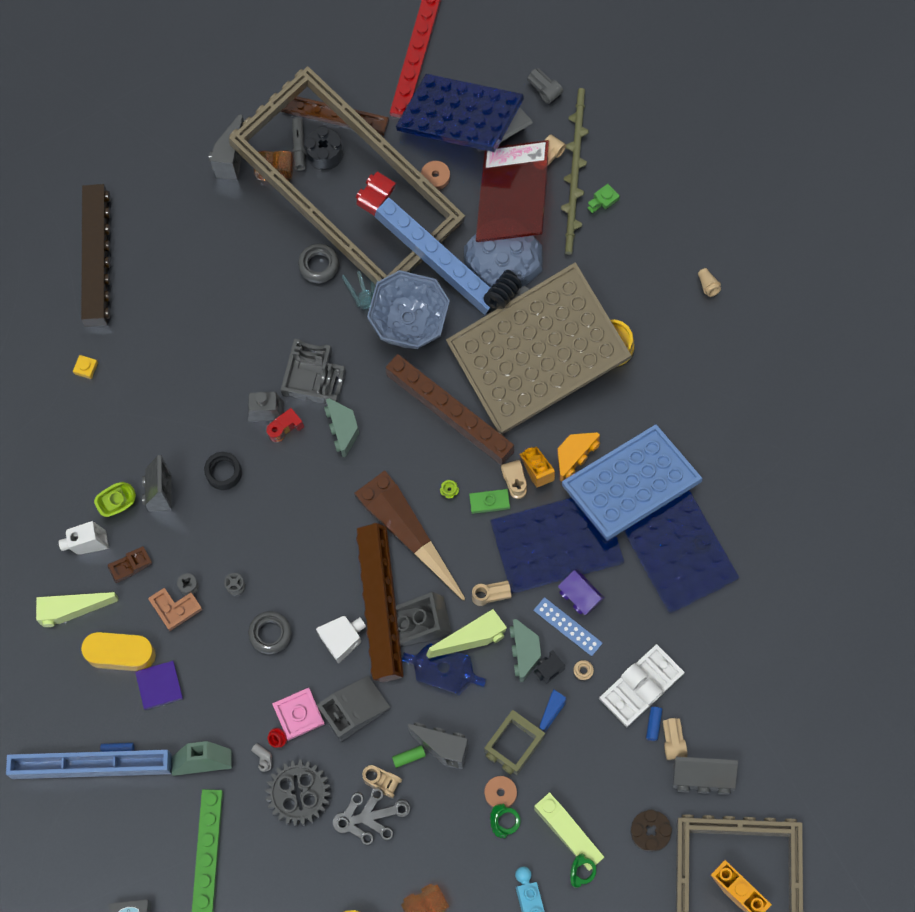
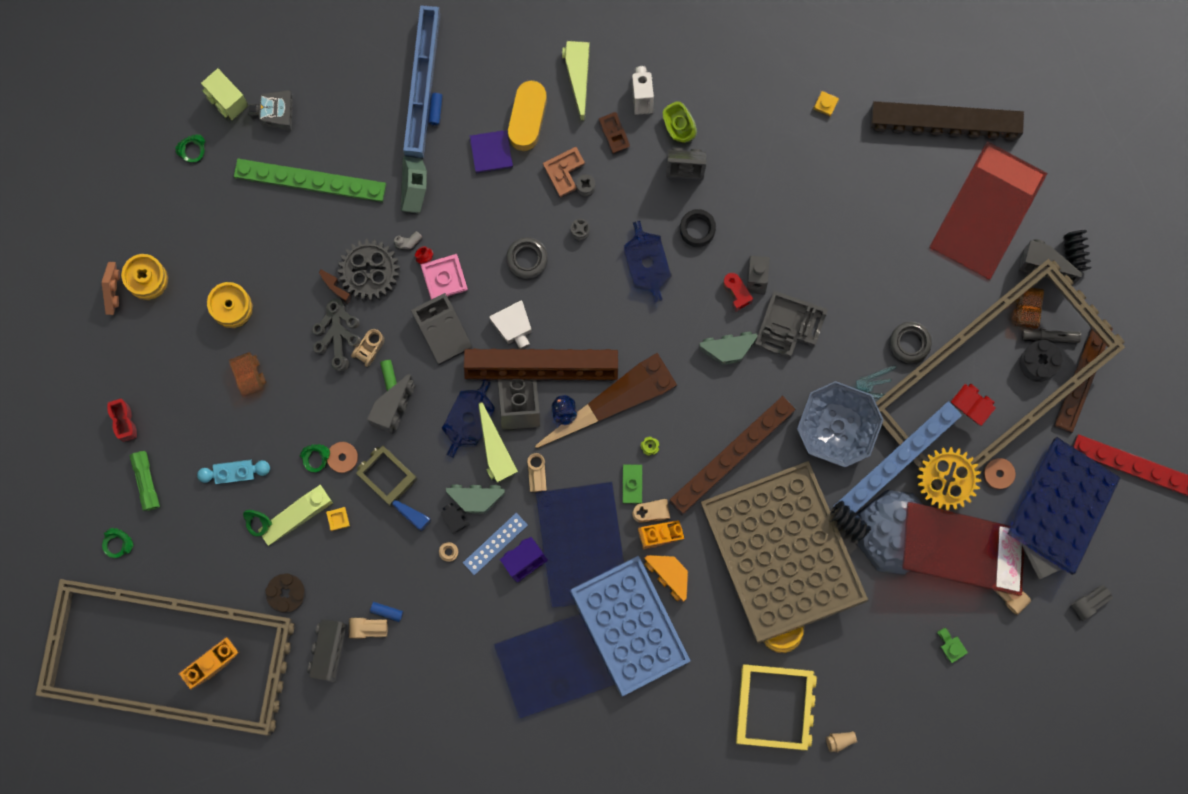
camera: 90 degrees right, 10 degrees up
(181, 211) = (988, 210): none -> clear red piece
(212, 129) = (1076, 249): none -> black piece
(246, 514) = (649, 246): none -> clear blue plate
(315, 831) = (332, 282): none -> reddish brown slope
(424, 573) = (564, 410): none -> clear blue head
(451, 194) = (932, 472): none -> yellow gear
(566, 786) = (338, 519): none -> yellow plate
(572, 178) = (980, 617): olive plant -> none
(641, 685) = (424, 605): white plate -> none
(687, 371) = (743, 707): none -> light yellow window

